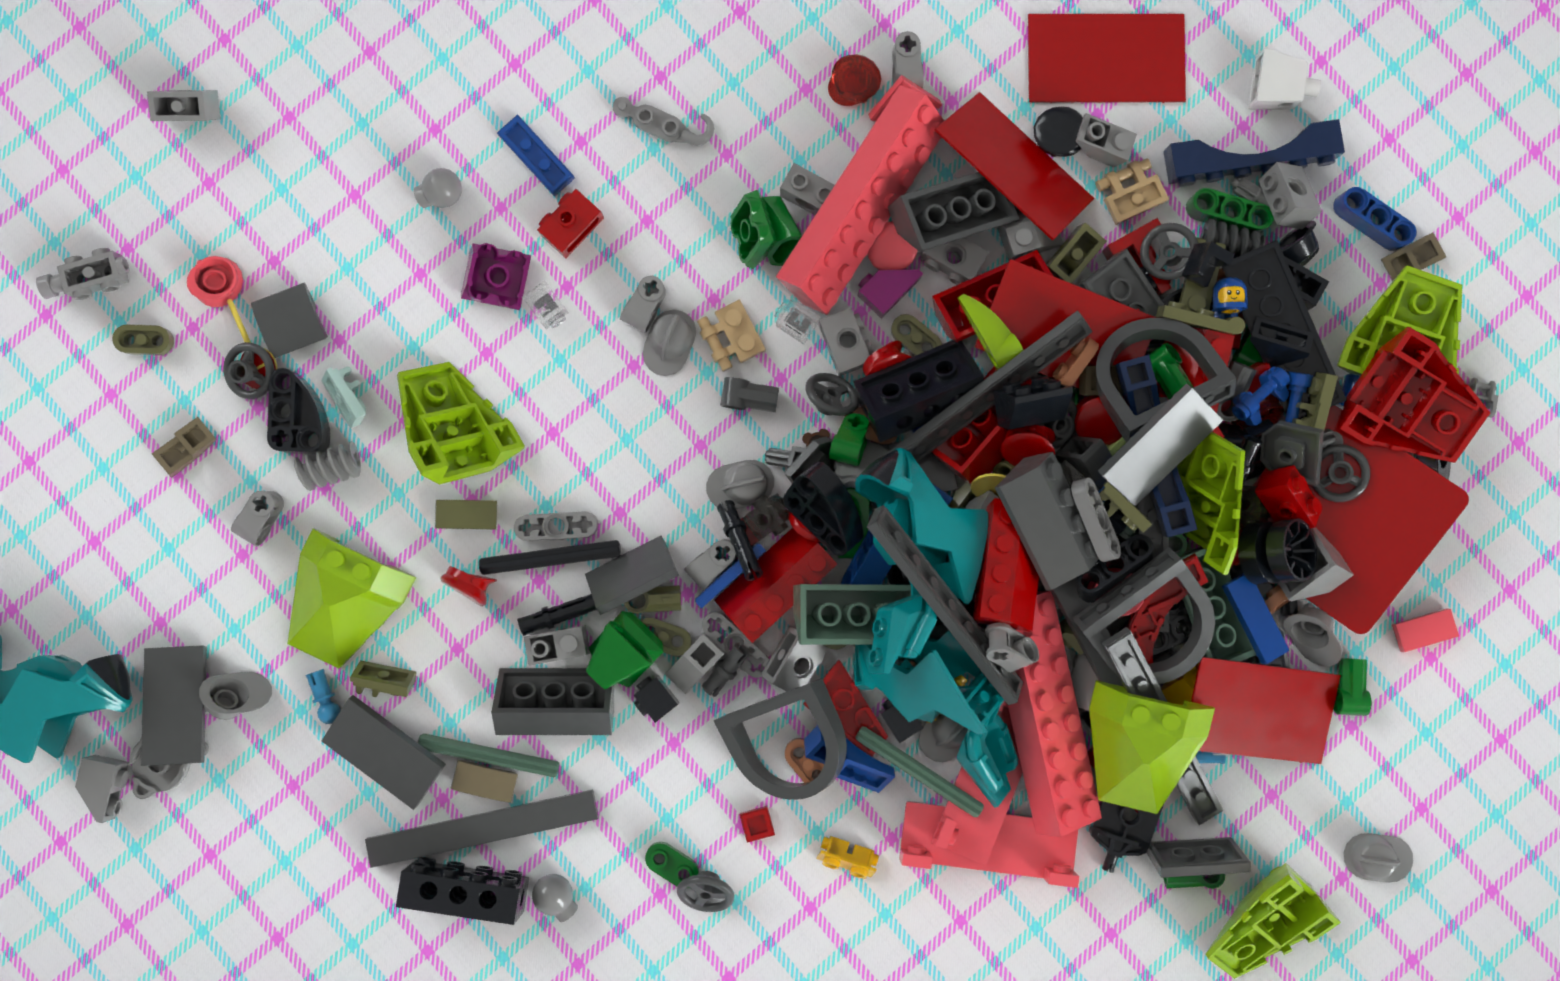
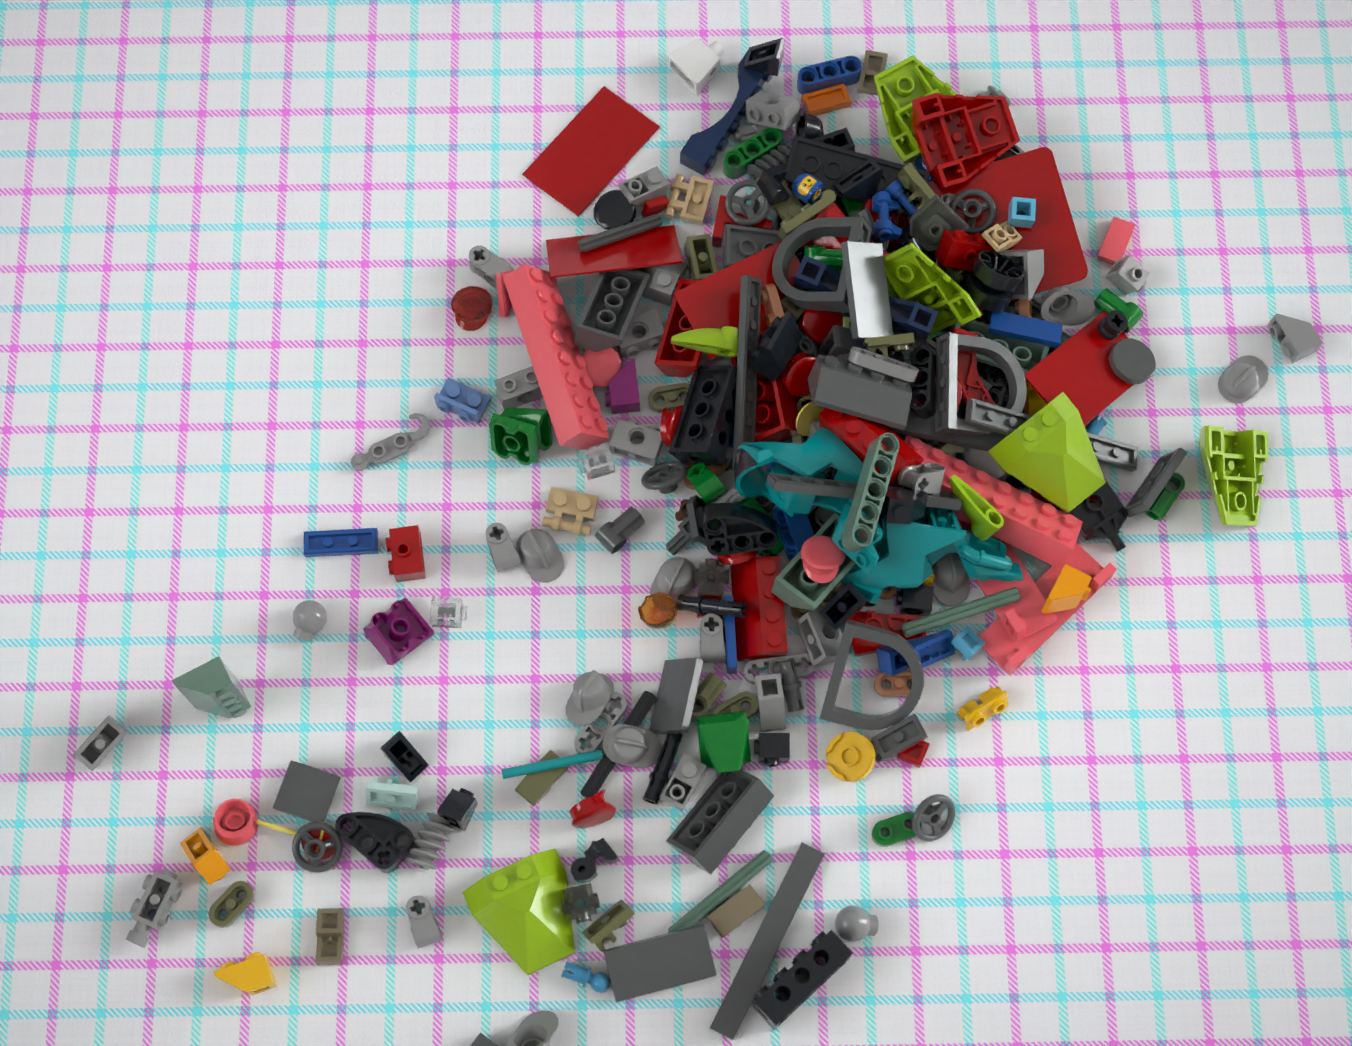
camera: 50 degrees left, 15 degrees down
(93, 408) = (250, 976): none -> yellow slope
(163, 281) = (205, 856): none -> light orange slope
(296, 165) = (213, 689): none -> sand green slope
(374, 465) = (458, 808): none -> black slope
(379, 640) = (586, 895): none -> clear smoke brick
(383, 378) = (404, 756): none -> black slope
(417, 619) = (585, 869): none -> black leg
(451, 426) = (477, 734): lime wedge -> none
(483, 516) = (552, 764): none -> teal bar
(556, 570) = (631, 746): none -> light grey piece
(570, 496) = (589, 697): none -> light grey piece
(698, 493) = (658, 611): none -> clear orange hair
(703, 774) = (850, 756): none -> yellow tile
(749, 803) = (898, 738): none -> dark grey hinge
(757, 148) = (462, 400): none -> medium blue bracket
(830, 663) = (843, 606): none -> black slope
(854, 611) = (821, 558): none -> coral piece
(896, 799) = (967, 643): none -> medium azure tile
(958, 621) = (863, 500): none -> sand green beam
(958, 653) = (903, 506): none -> black slope
(1020, 855) = (1068, 590): none -> light orange slope
(1024, 728) = (982, 514): none -> lime piece
(1040, 155) = (619, 233): none -> dark grey axle
(1096, 165) = (654, 206): none -> red tile
(1308, 741) = (1132, 361): none -> dark grey tile
(1322, 696) = (1112, 325): none -> black wheel
(1333, 524) = (1002, 236): none -> tan slope
(1340, 143) = (766, 57): none -> black slope
(1346, 237) = (826, 100): none -> orange tile
(1384, 524) = (1022, 206): none -> medium azure plate
(1397, 670) = (1128, 275): none -> light grey brick
(1463, 877) = (1295, 336): none -> light grey slope

